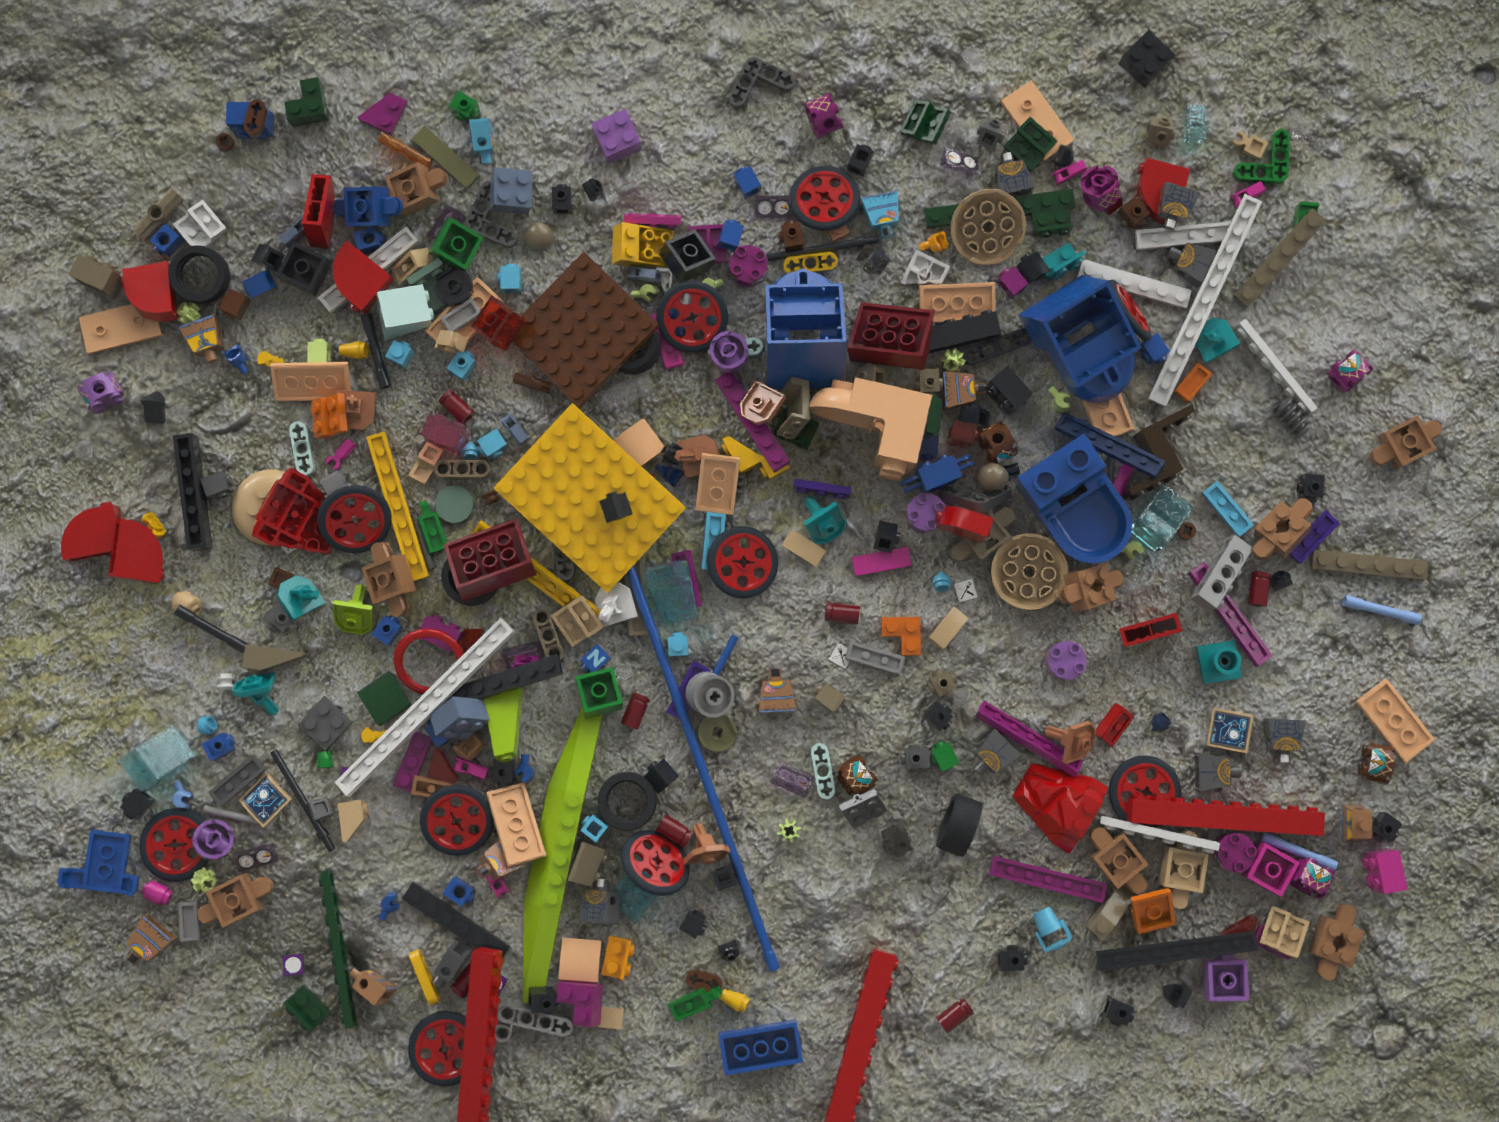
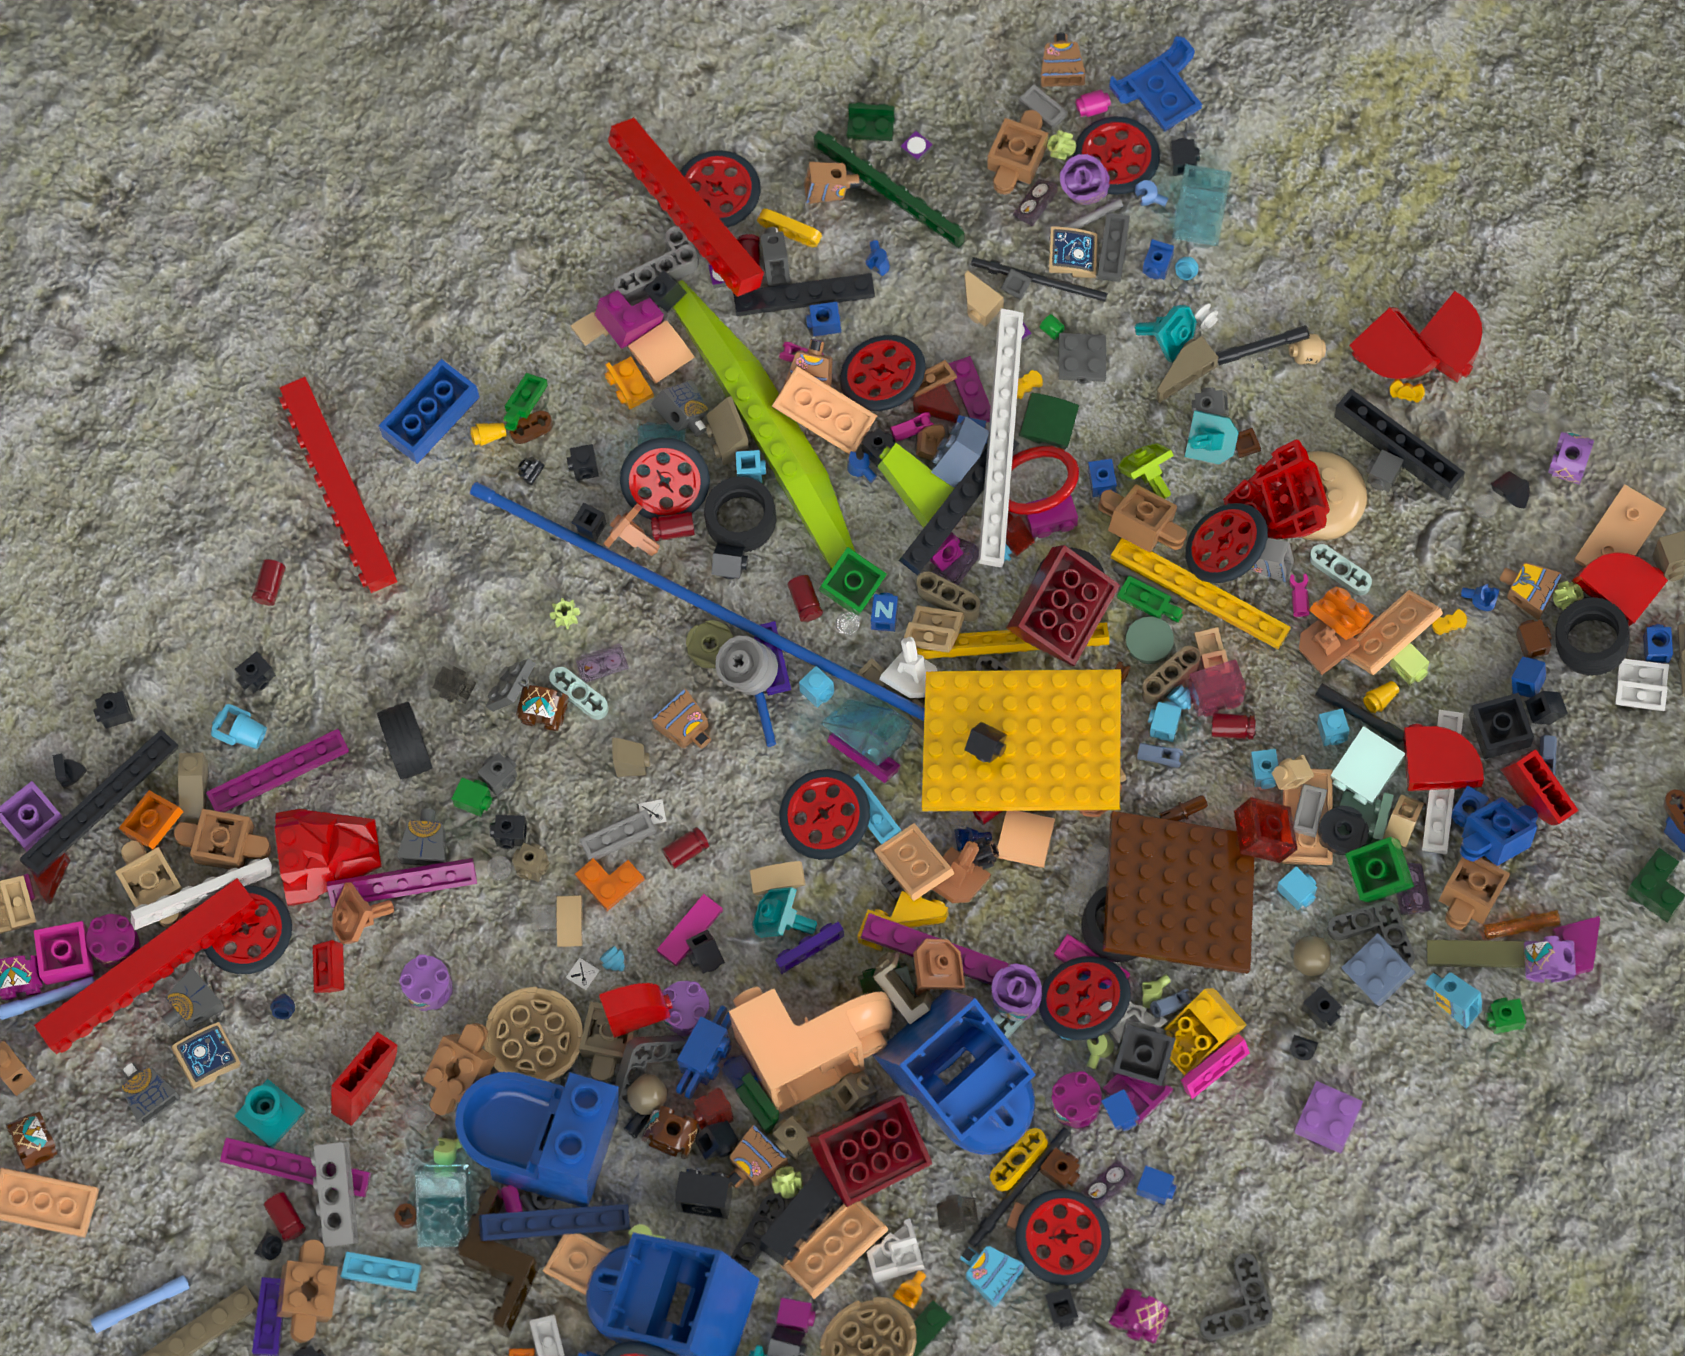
camera: 150 degrees right, 15 degrees down
(411, 112) = (1549, 960): none -> medium lavender brick

